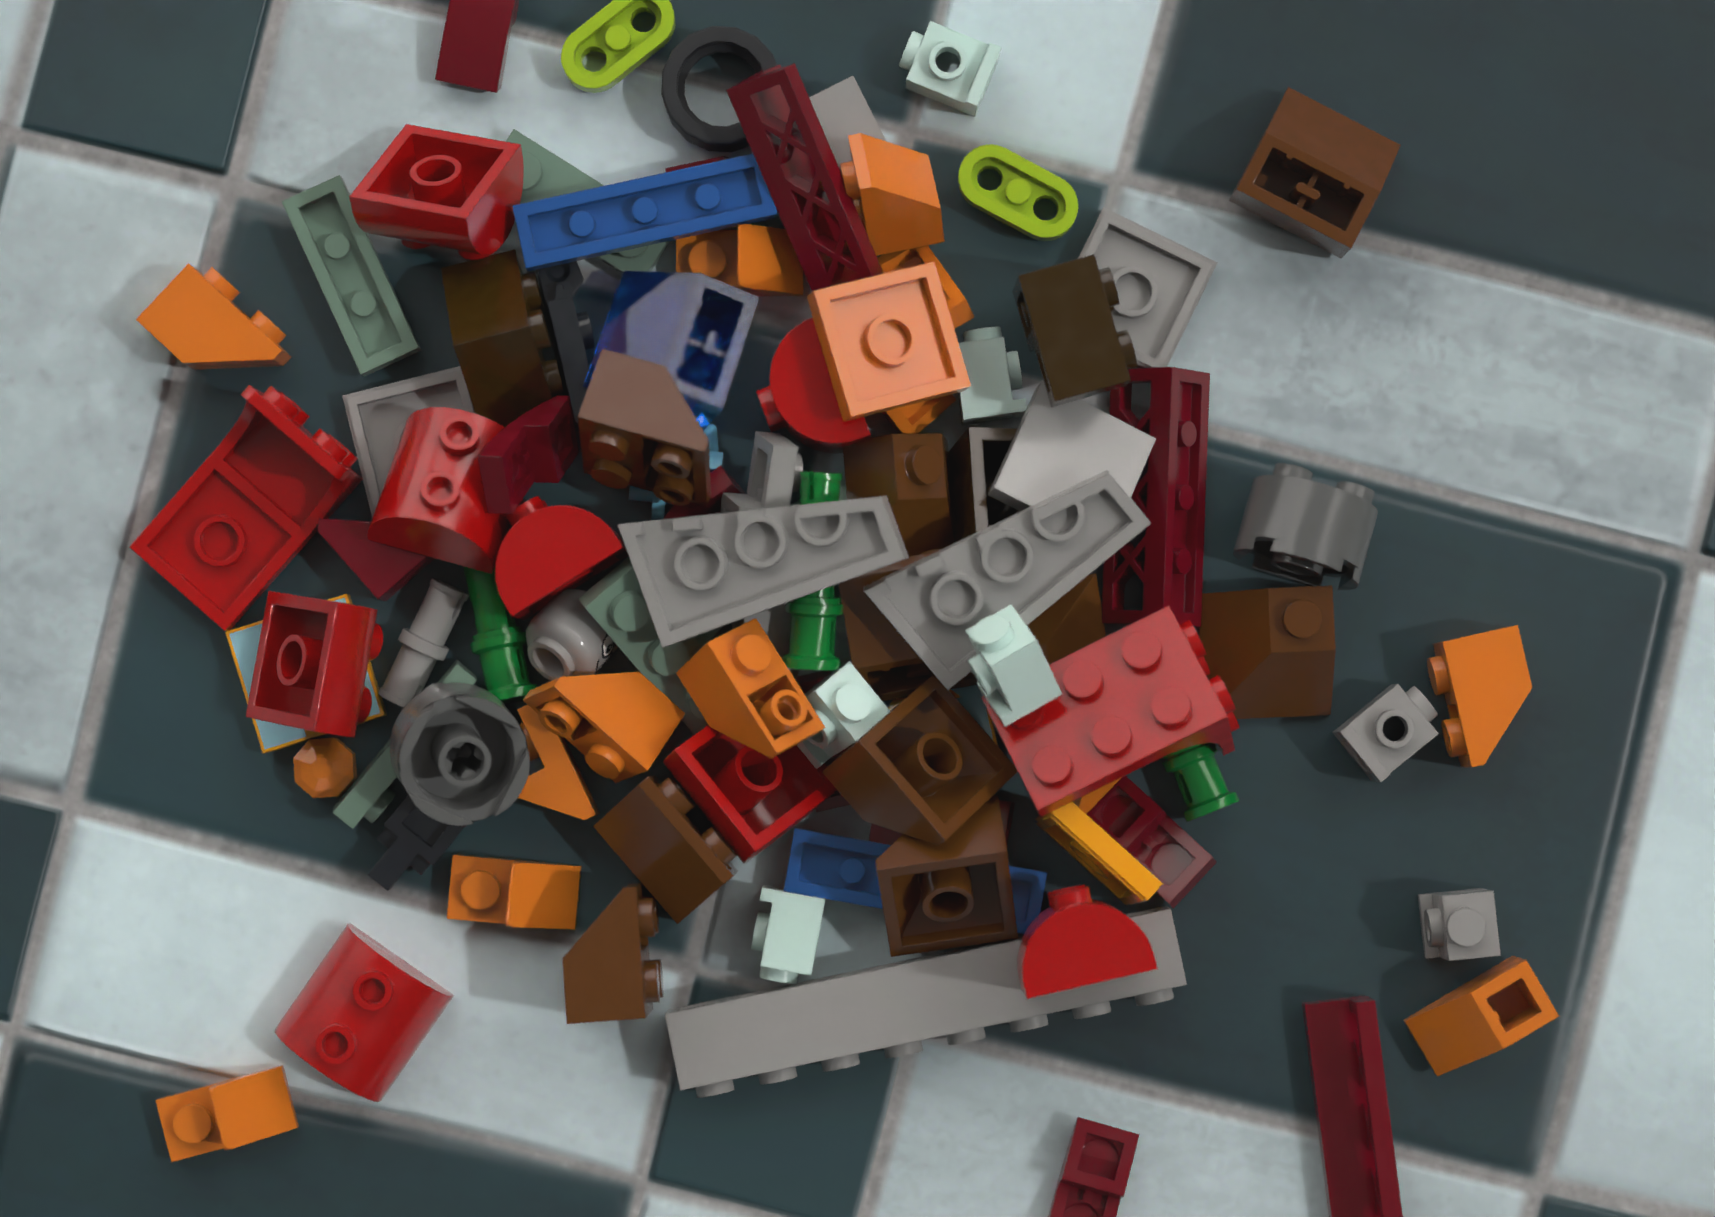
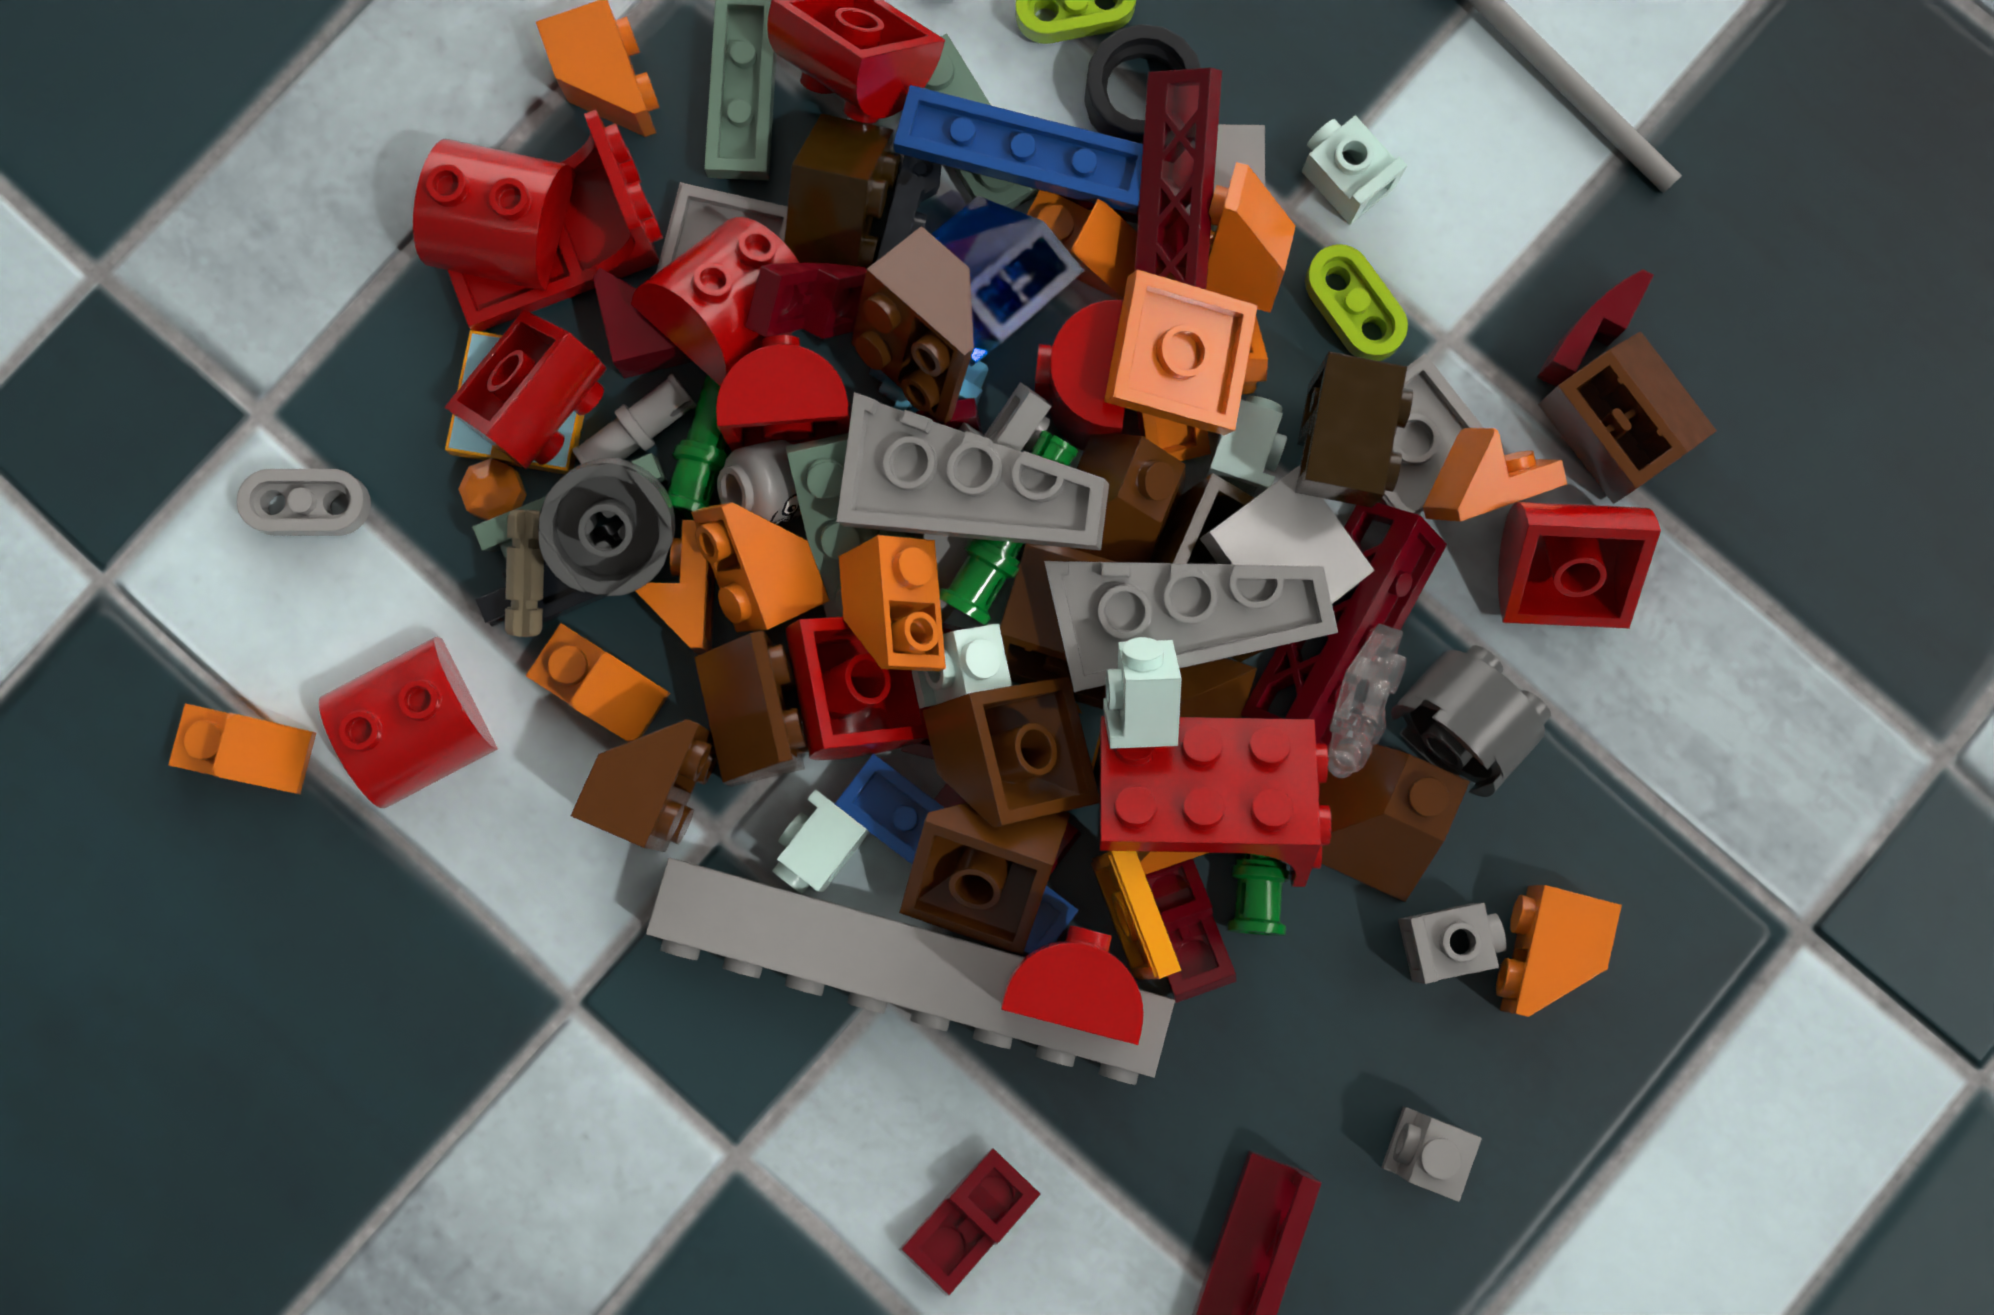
camera: 25 degrees right, 5 degrees down
(163, 866) = (307, 502): none -> light grey plate
(193, 517) = (490, 212): none -> red brick
(403, 830) = (524, 574): none -> dark tan axle
(1202, 564) = (1362, 701): none -> clear plate
(1212, 305) = (1483, 479): none -> orange slope
(1249, 93) = (1602, 322): none -> dark red slope
(1330, 337) = (1574, 563): none -> red brick
(1481, 1016) = (1412, 1250): orange slope -> none

